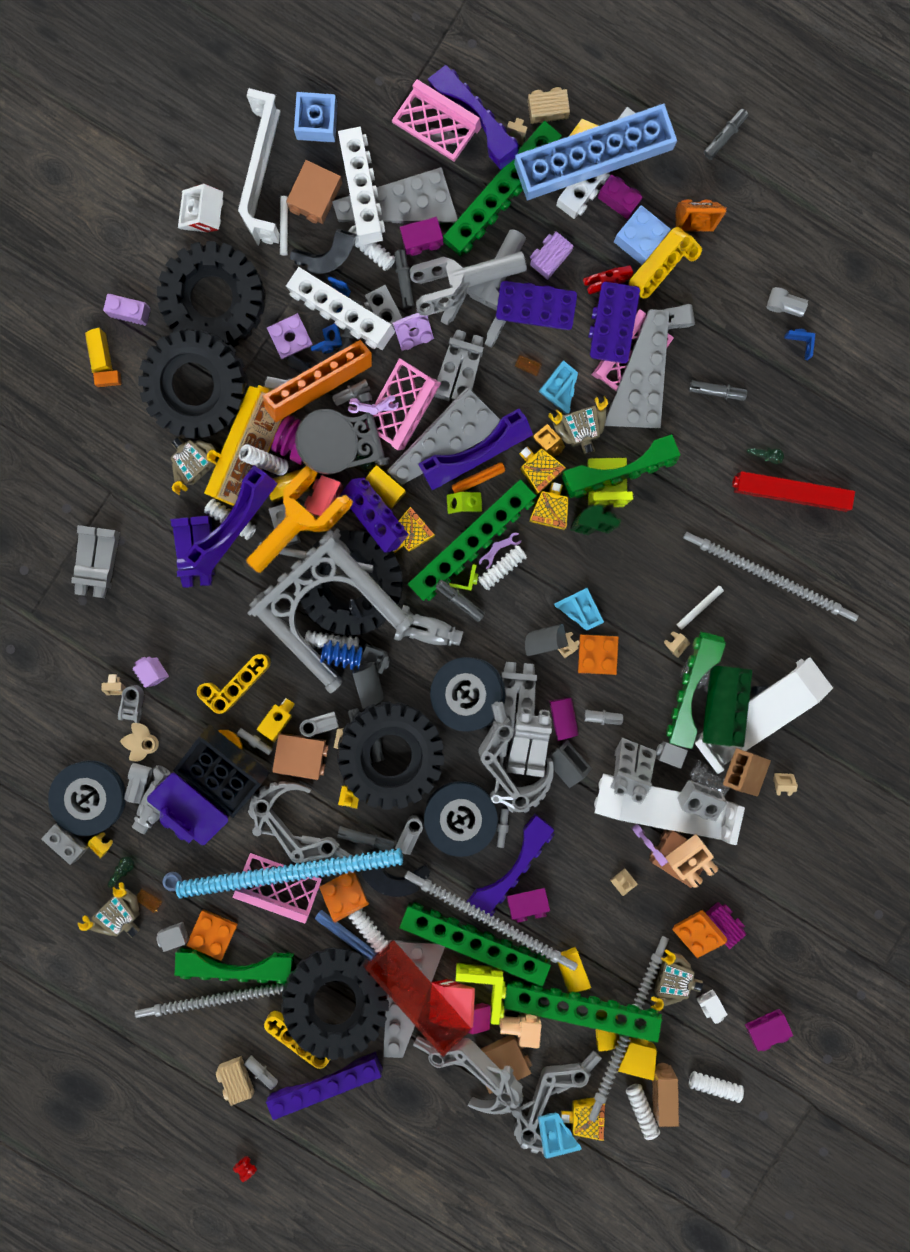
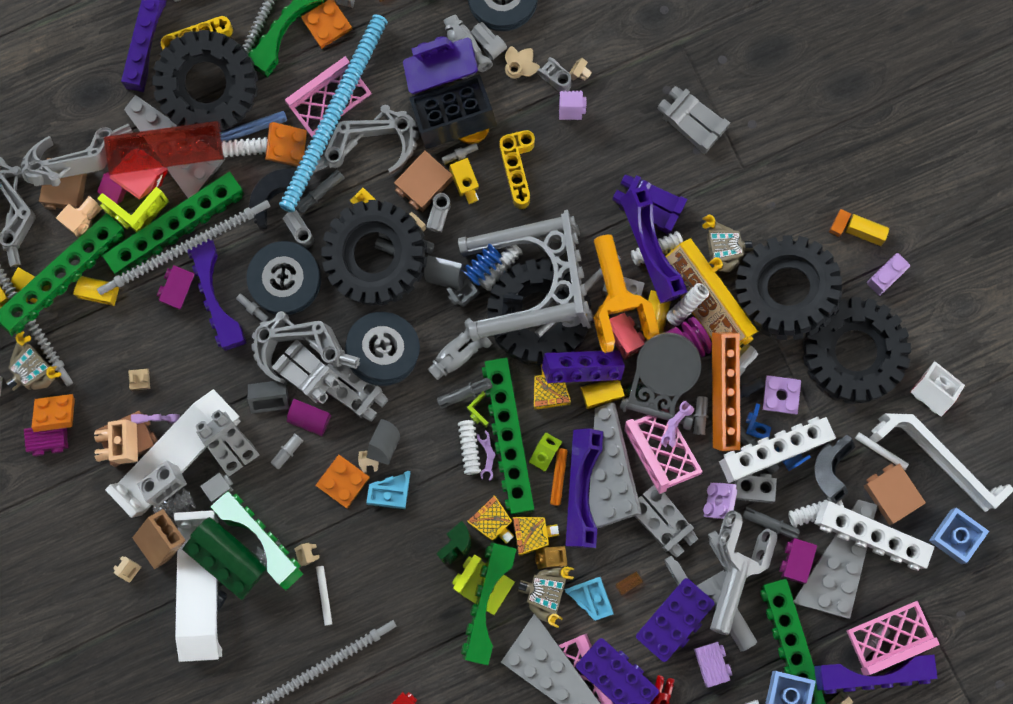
camera: 125 degrees right, 10 degrees down
(170, 880) = (392, 18): sand blue plate -> none

